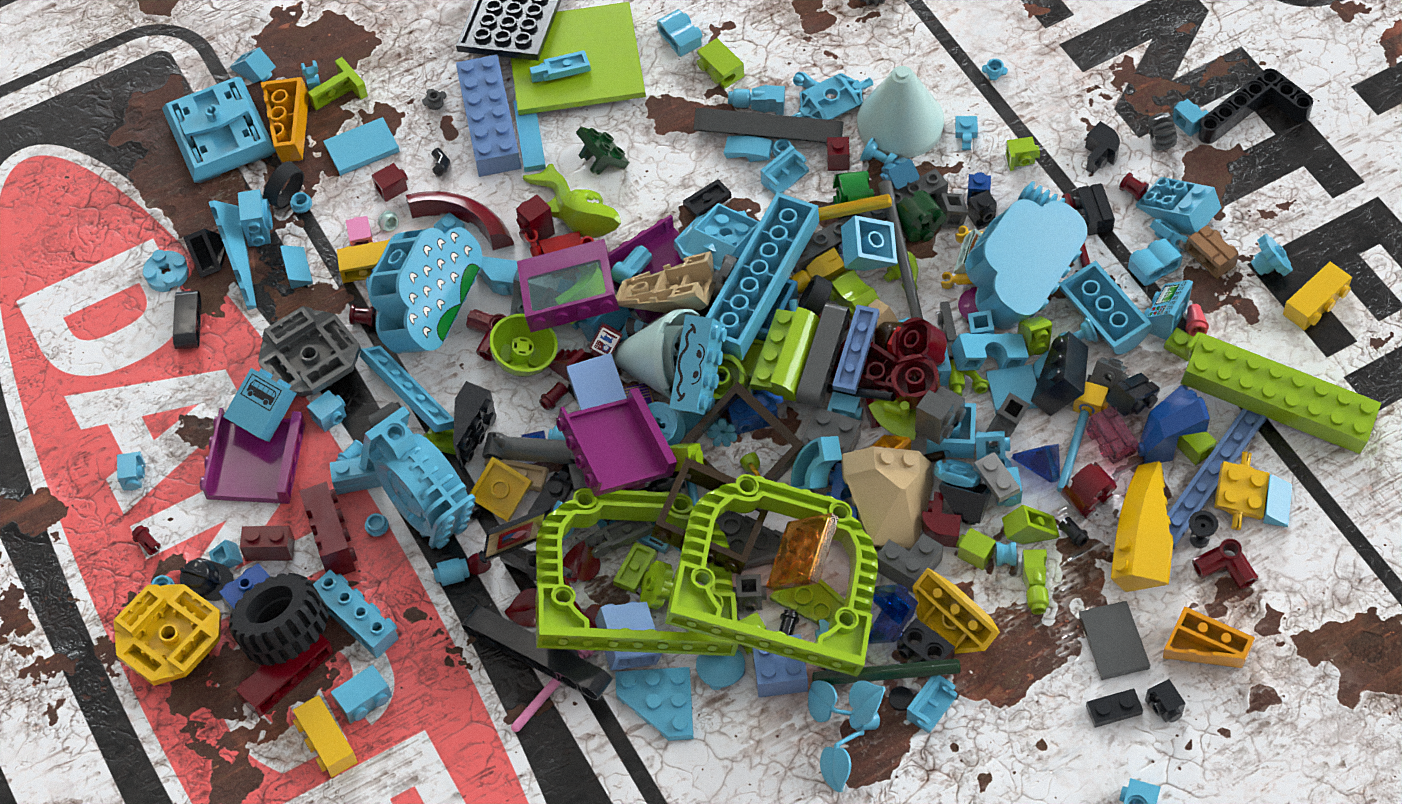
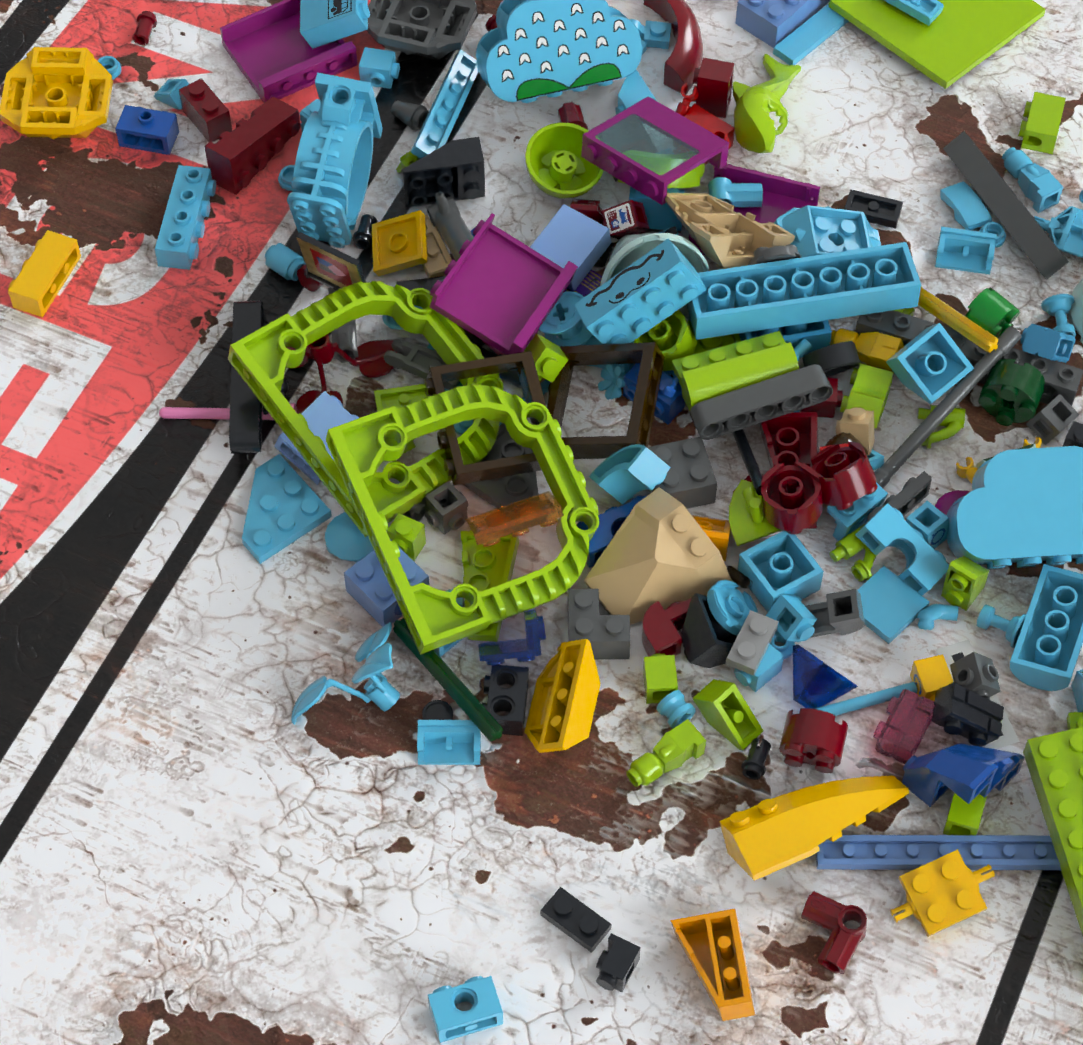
camera: 50 degrees right, 0 degrees up
(205, 577) = (139, 88): black piece -> none
(274, 682) = (88, 204): dark red brick -> none
(278, 619) = (123, 159): black tyre -> none
(361, 694) = (107, 273): medium azure brick -> none
(553, 396) = (535, 223): dark red pin -> none
(603, 149) = (846, 89): dark green plate -> none
(679, 32) = (1048, 68): medium azure brick -> none
(751, 463) = (598, 426): lime hinge -> none
(789, 620) = (441, 565): black pin -> none
(838, 153) = (1028, 281): dark red brick -> none
(845, 405) = (727, 465): medium azure brick -> none
(856, 349) = (791, 425): medium blue plate -> none
(938, 414) = (772, 541): dark grey brick -> none
(1062, 374) = (936, 632): black wedge -> none
(1114, 640) = (657, 873): dark grey tile -> none
(1202, 525) = (855, 874): black piece -> none
(1277, 502) = (962, 939): slope -> none

